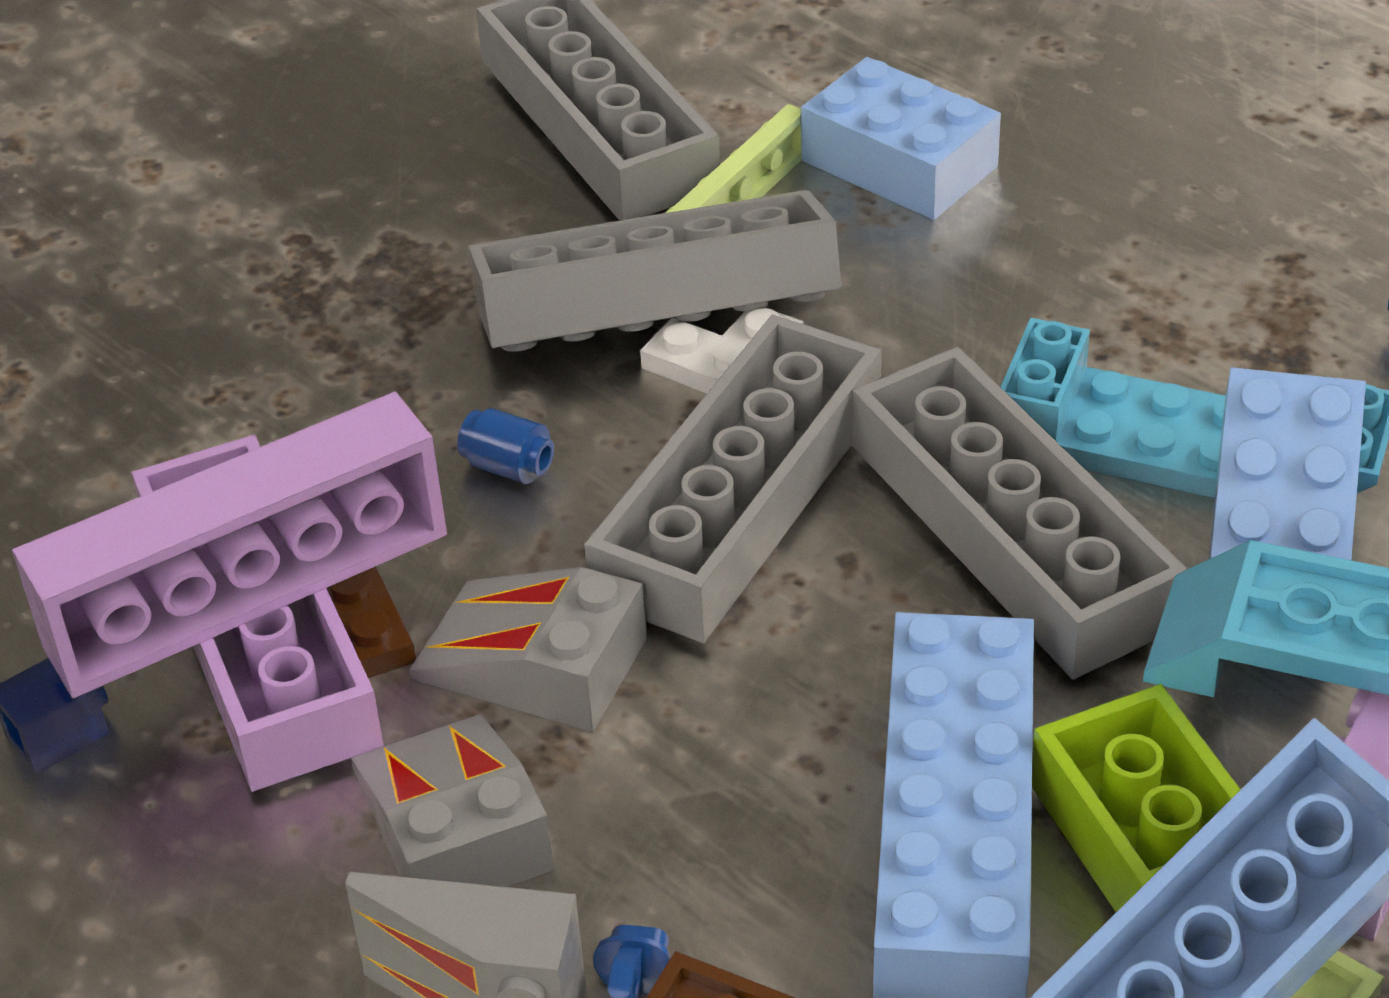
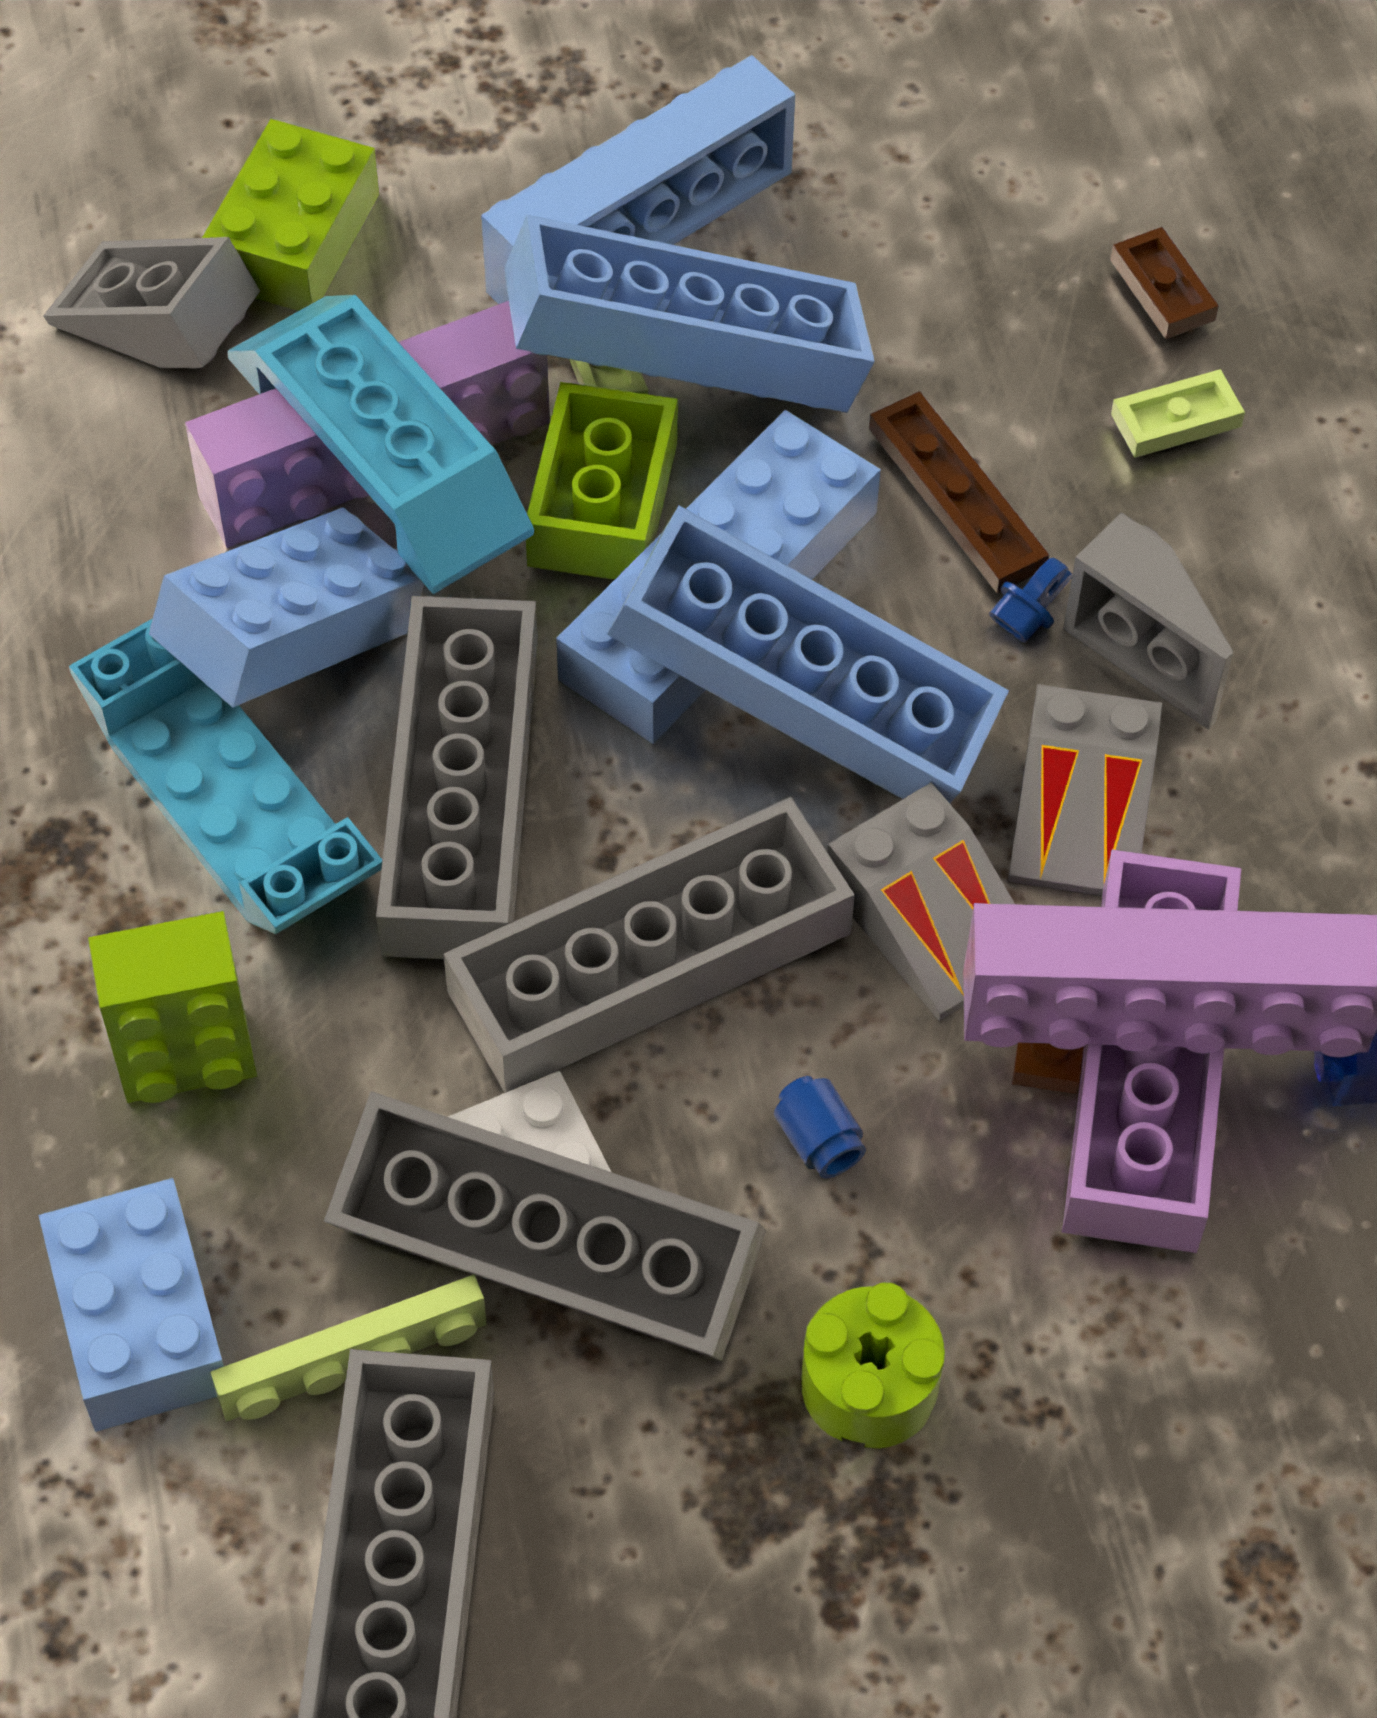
camera: 150 degrees left, 15 degrees up
(356, 325) = (841, 1359): none -> lime brick
(774, 684) = (807, 660): none -> light blue brick
(1036, 222) = (173, 1007): none -> lime brick

